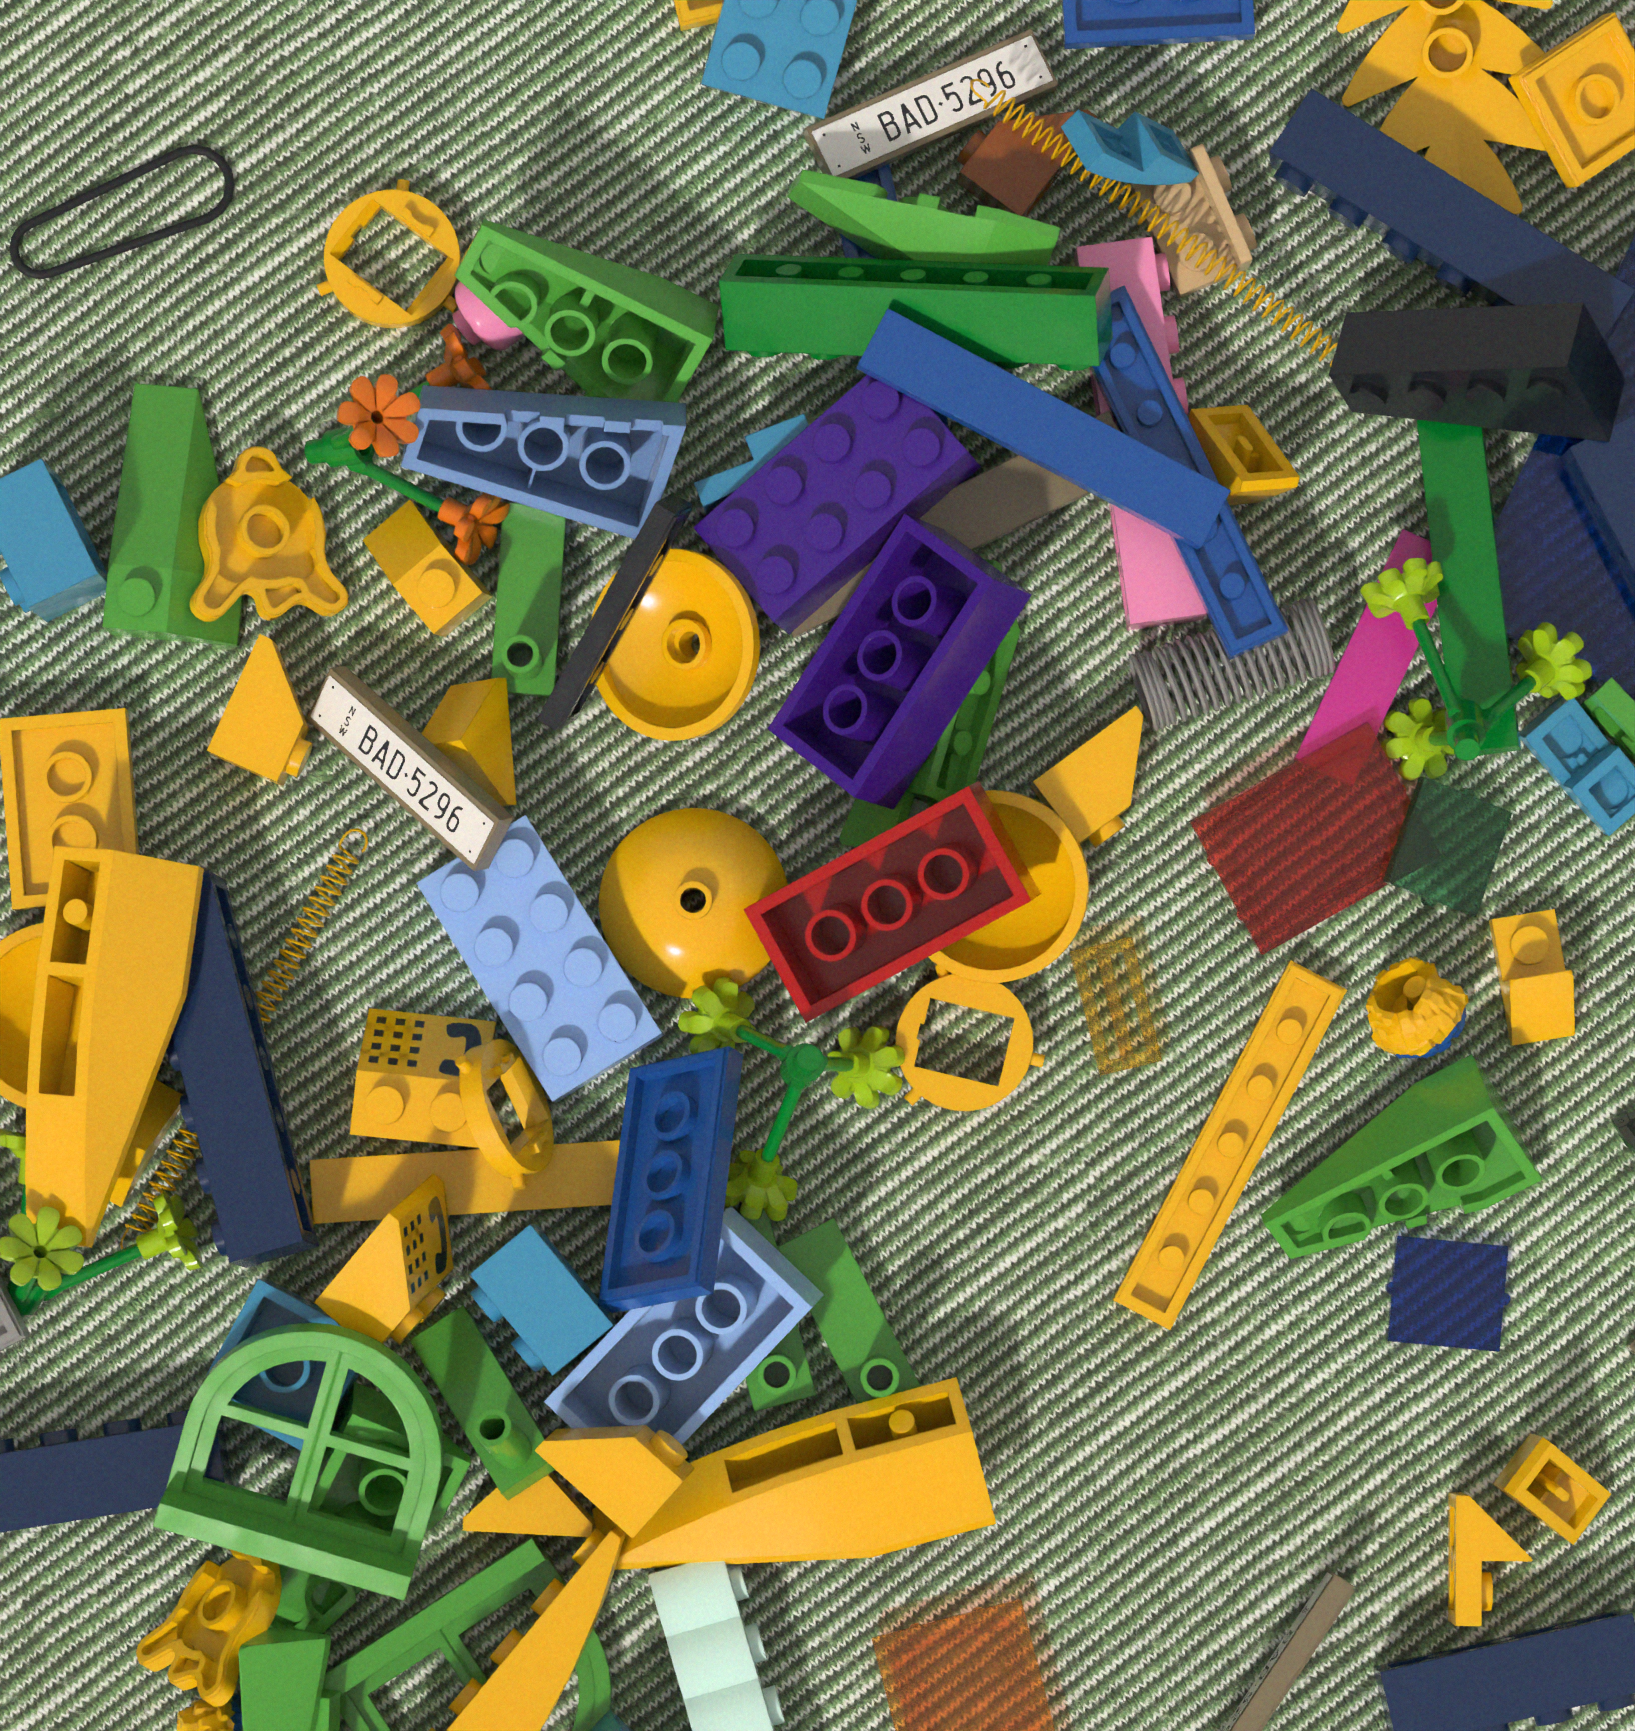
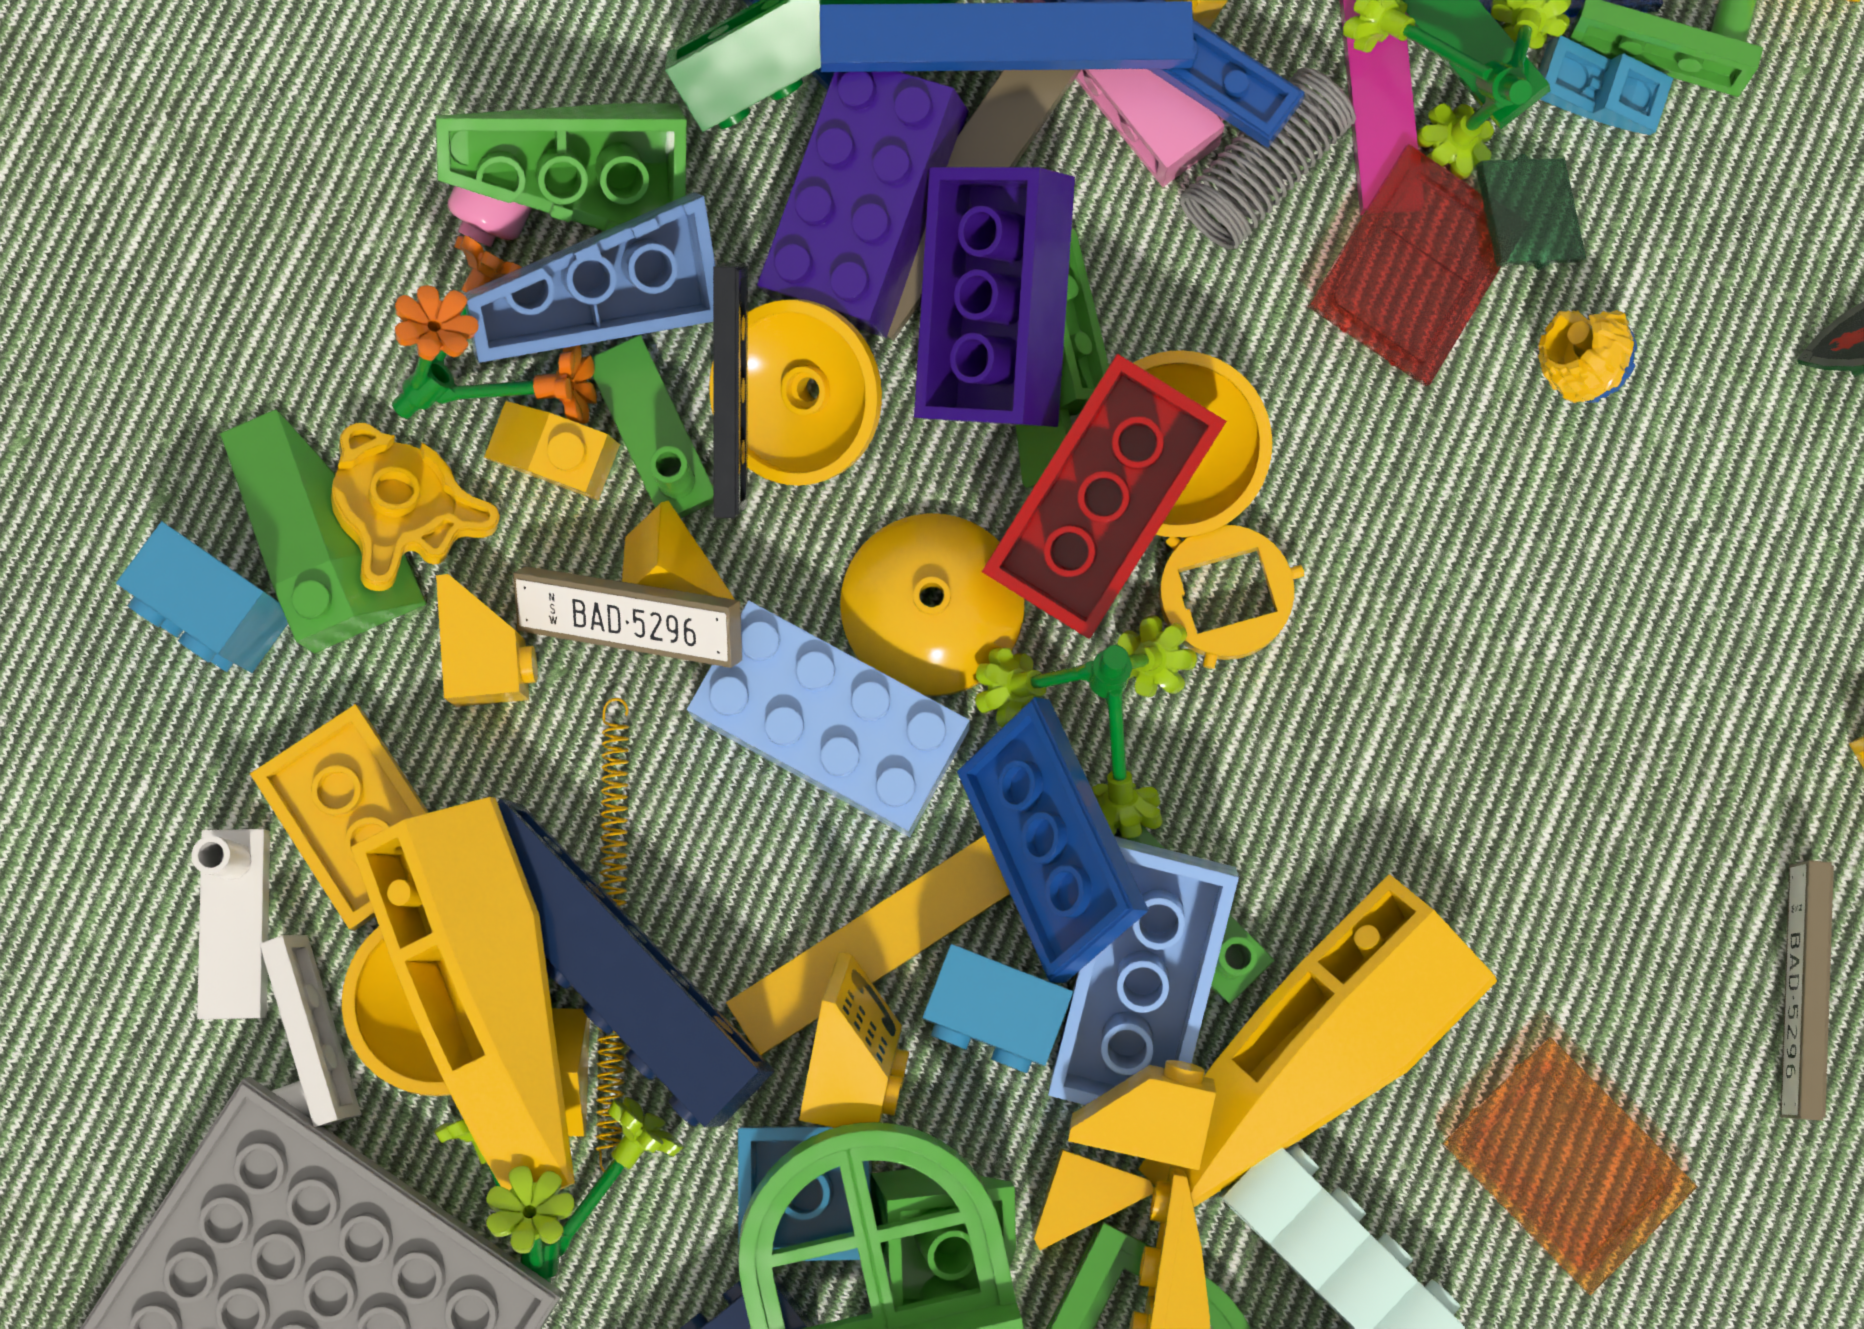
camera: 25 degrees left, 5 degrees down
(134, 243) = (156, 323): black piece -> none
(361, 297) = (379, 261): yellow piece -> none
(410, 1077) = (786, 878): yellow slope -> none
(483, 1401) = (995, 1126): bright green piece -> none
(534, 1145) = (912, 882): yellow piece -> none
(762, 446) = (774, 197): dark azure slope -> none
(850, 1315) = (1268, 878): bright green piece -> none
(1095, 781) = (1212, 310): yellow slope -> none
(1102, 954) = (1317, 511): clear yellow tile -> none
(1229, 1145) = (1496, 557): yellow tile -> none
(1424, 1153) = (1667, 464): bright green wedge -> none
(1447, 1293) = (1748, 578): clear blue piece -> none
(1533, 977) = (1666, 284): yellow slope -> none

